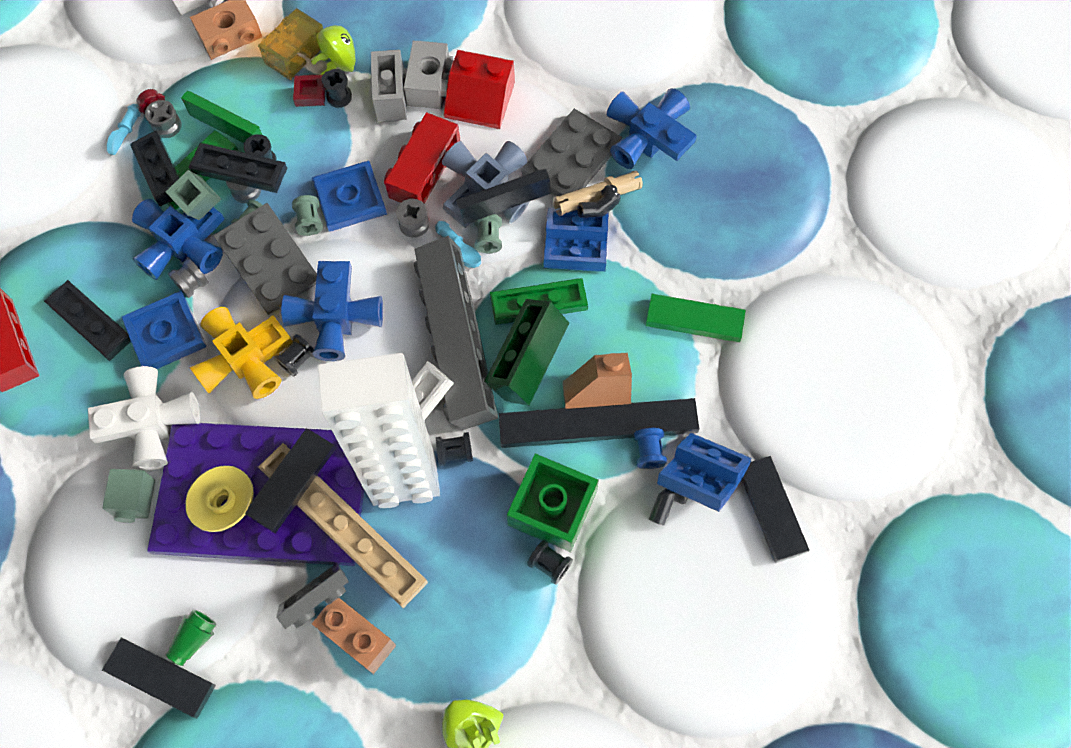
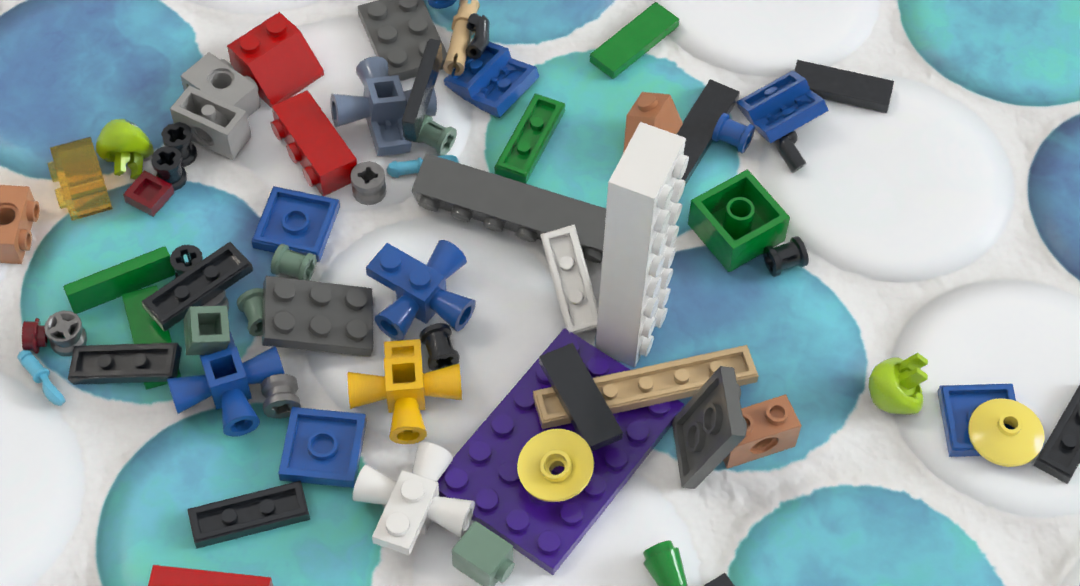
camera: 60 degrees left, 10 degrees down
(354, 76) = (180, 137): none -> black bush
(527, 351) = (576, 157): dark green brick -> none

